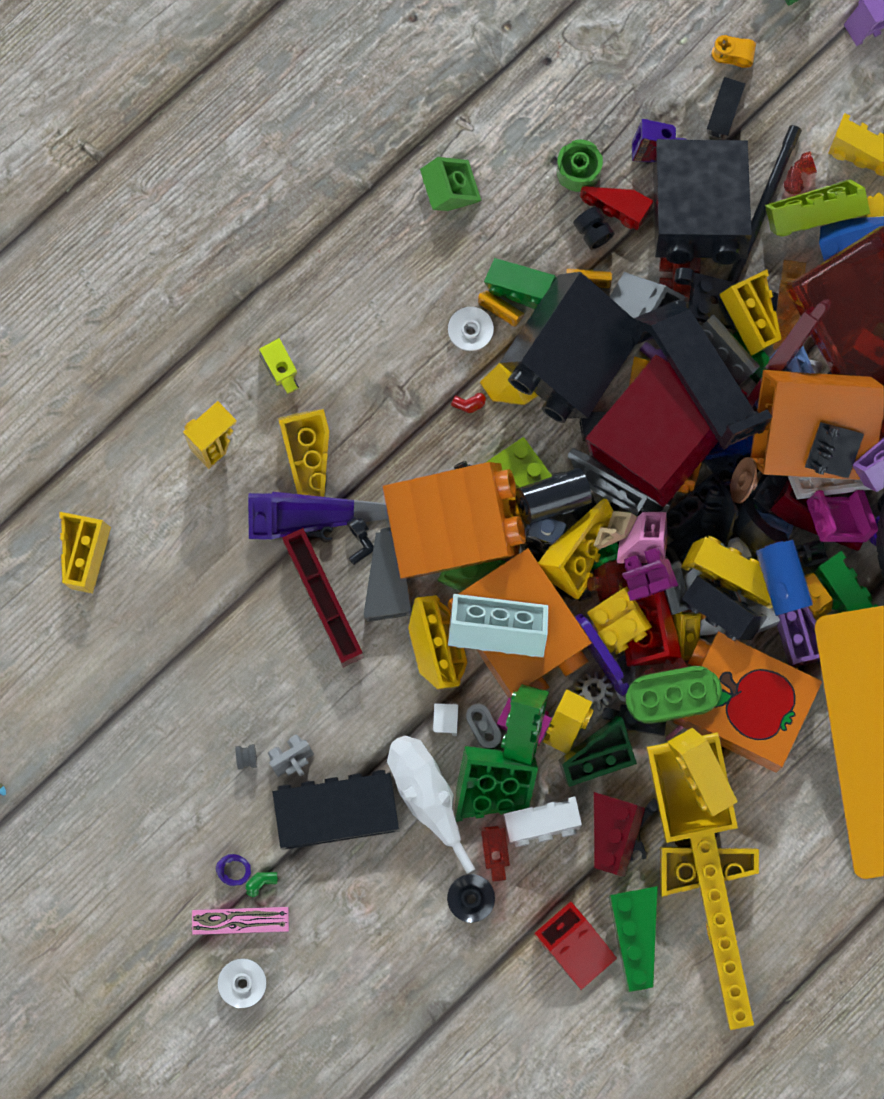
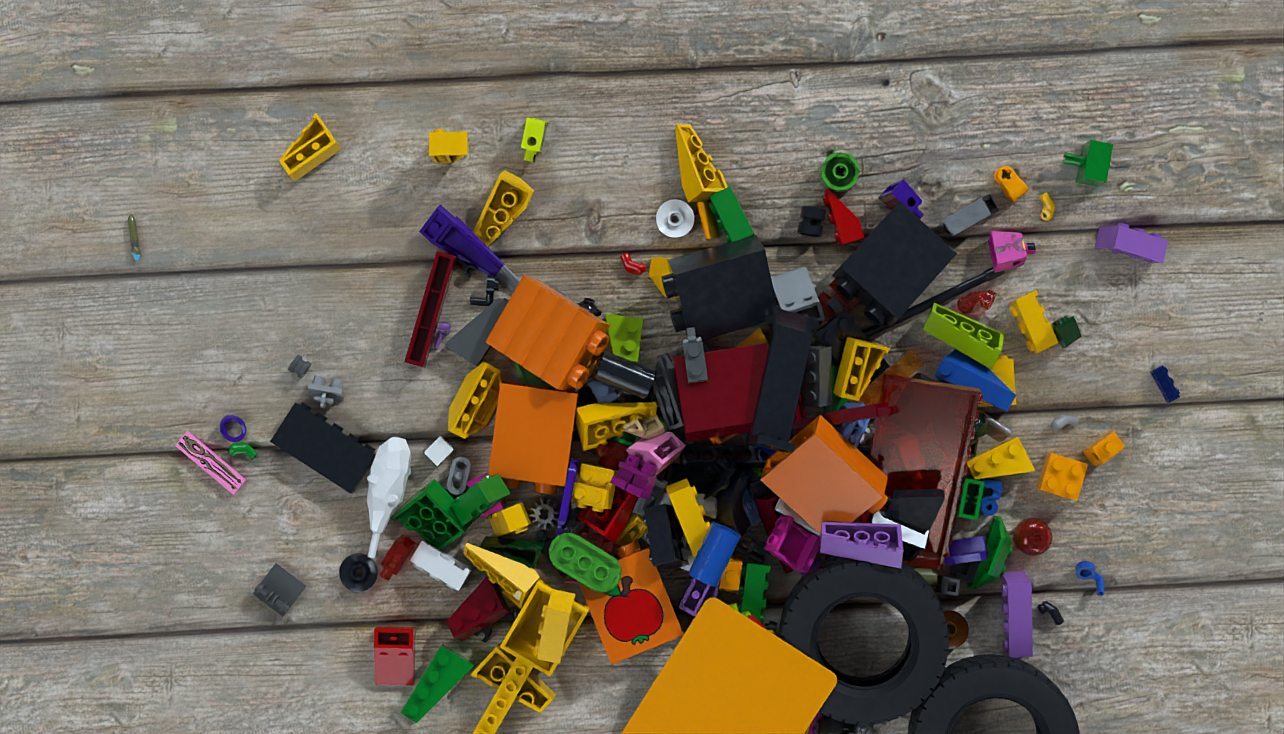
camera: 40 degrees right, 10 degrees up
(229, 980) = (169, 505): white dish -> none
(349, 606) = (443, 328): none -> medium lavender hand
(411, 982) = (279, 589): none -> dark grey hinge
(450, 183) = (747, 111): bright green slope -> none
(455, 274) = (697, 172): none -> yellow wedge
(498, 625) = (515, 426): light aqua slope -> none
(600, 278) = (780, 249): light orange slope -> none
(604, 420) = (694, 358): none -> dark grey hinge
(617, 769) = (511, 575): none -> yellow wedge
(743, 480) = (750, 469): nougat dish -> none
(786, 44) = (1048, 208): none -> yellow arm
(786, 106) = (1008, 250): none -> dark pink torso
(834, 450) = (816, 504): black hinge -> none

